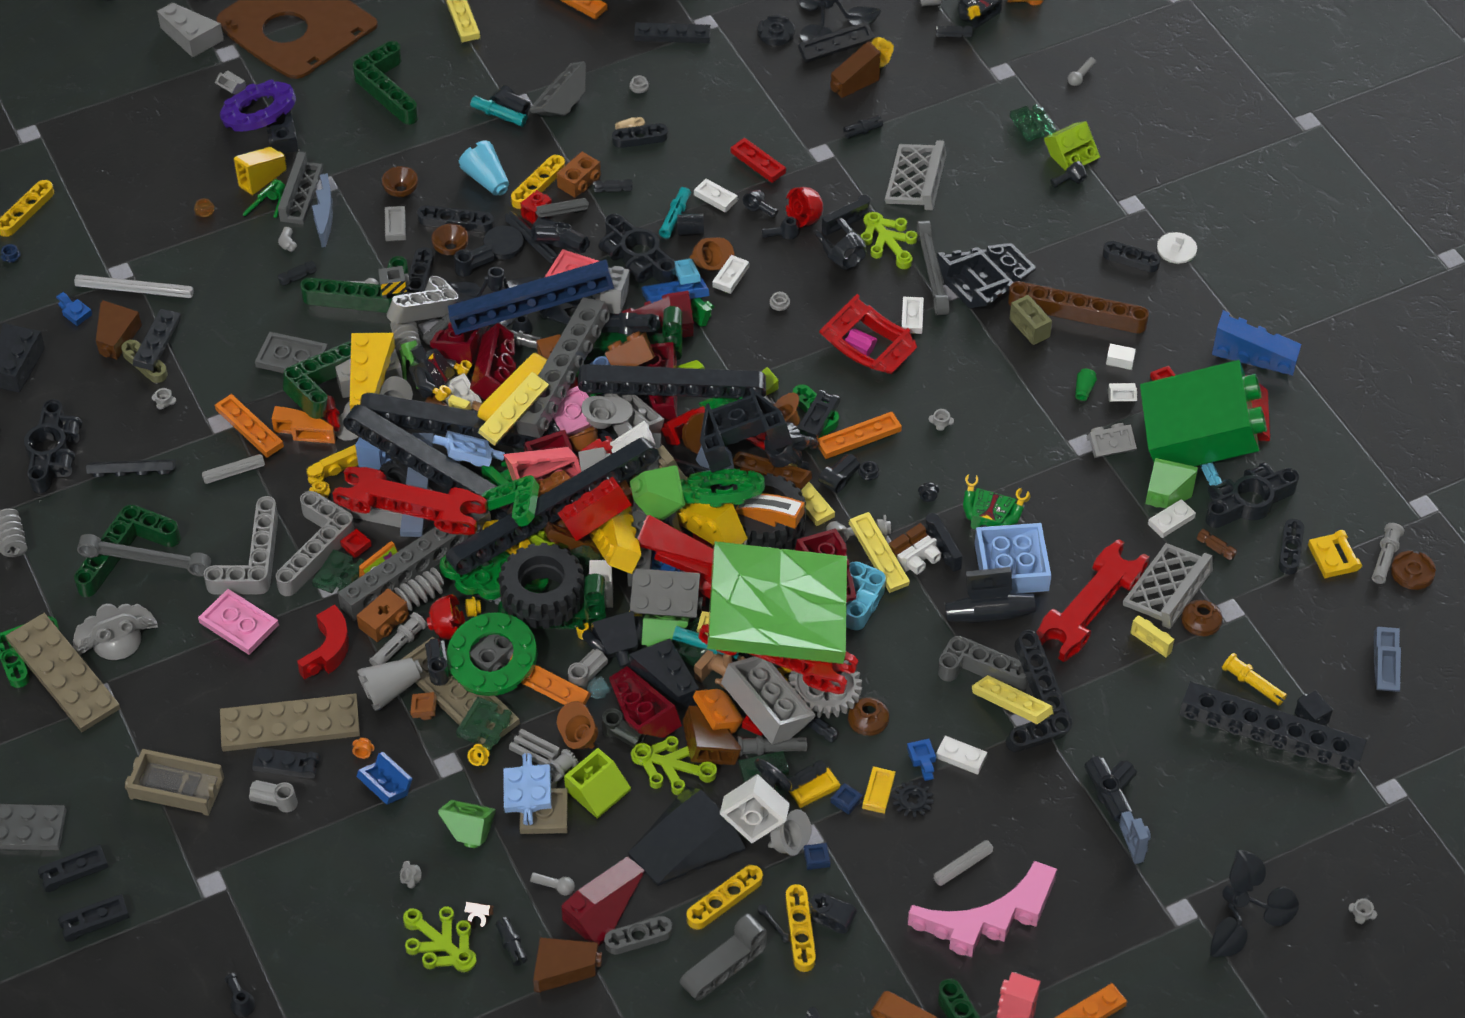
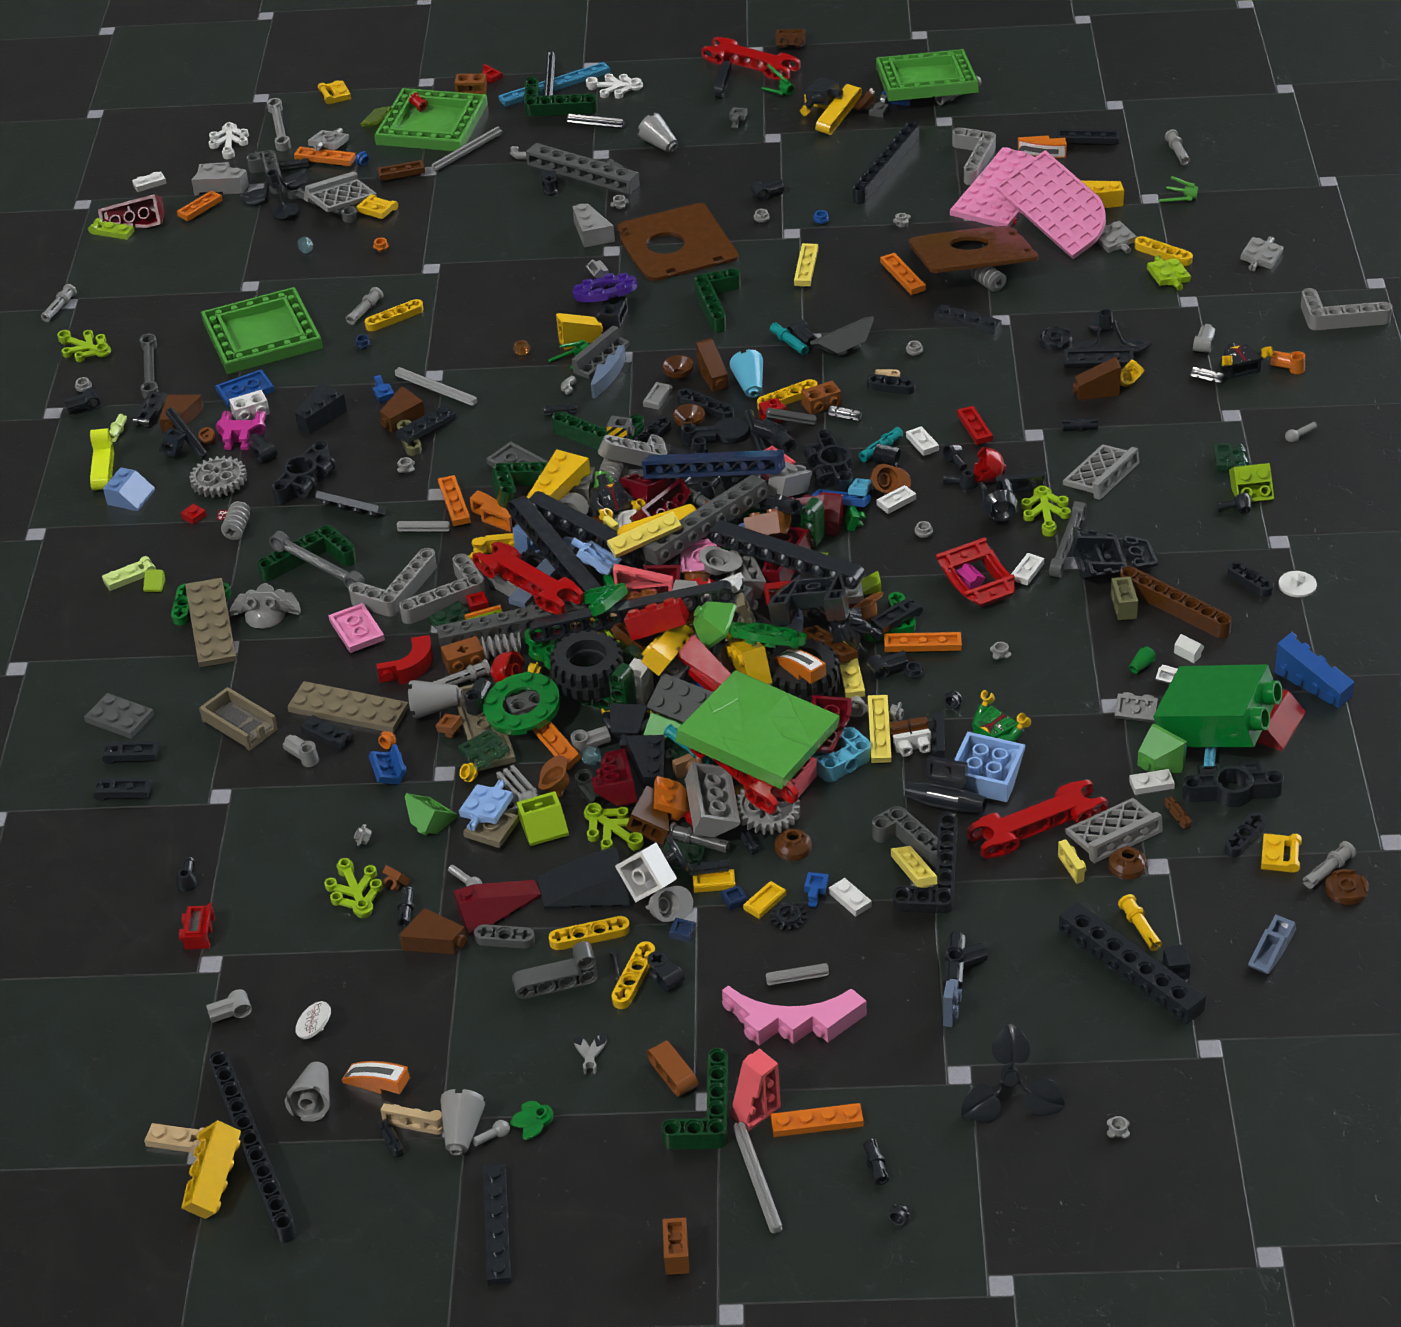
camera: 30 degrees right, 10 degrees down
(439, 171) = (711, 365): none -> reddish brown slope

